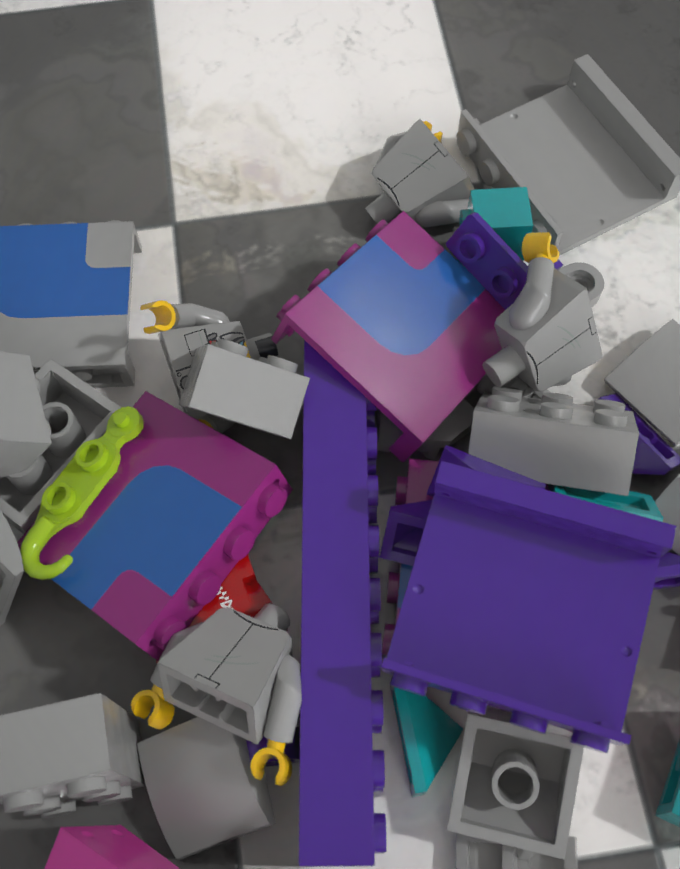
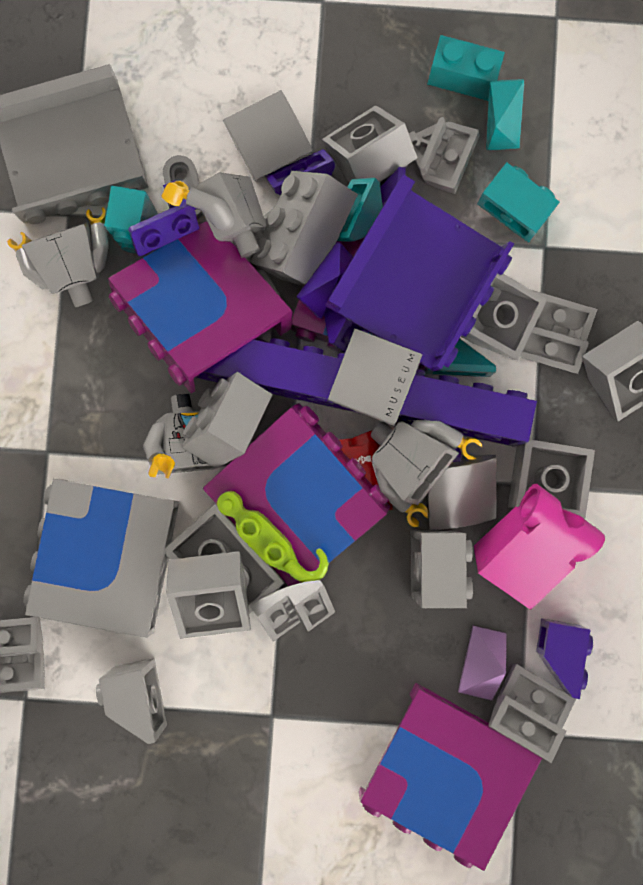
camera: 80 degrees left, 20 degrees up
(348, 574) = (374, 377): none -> light grey slope

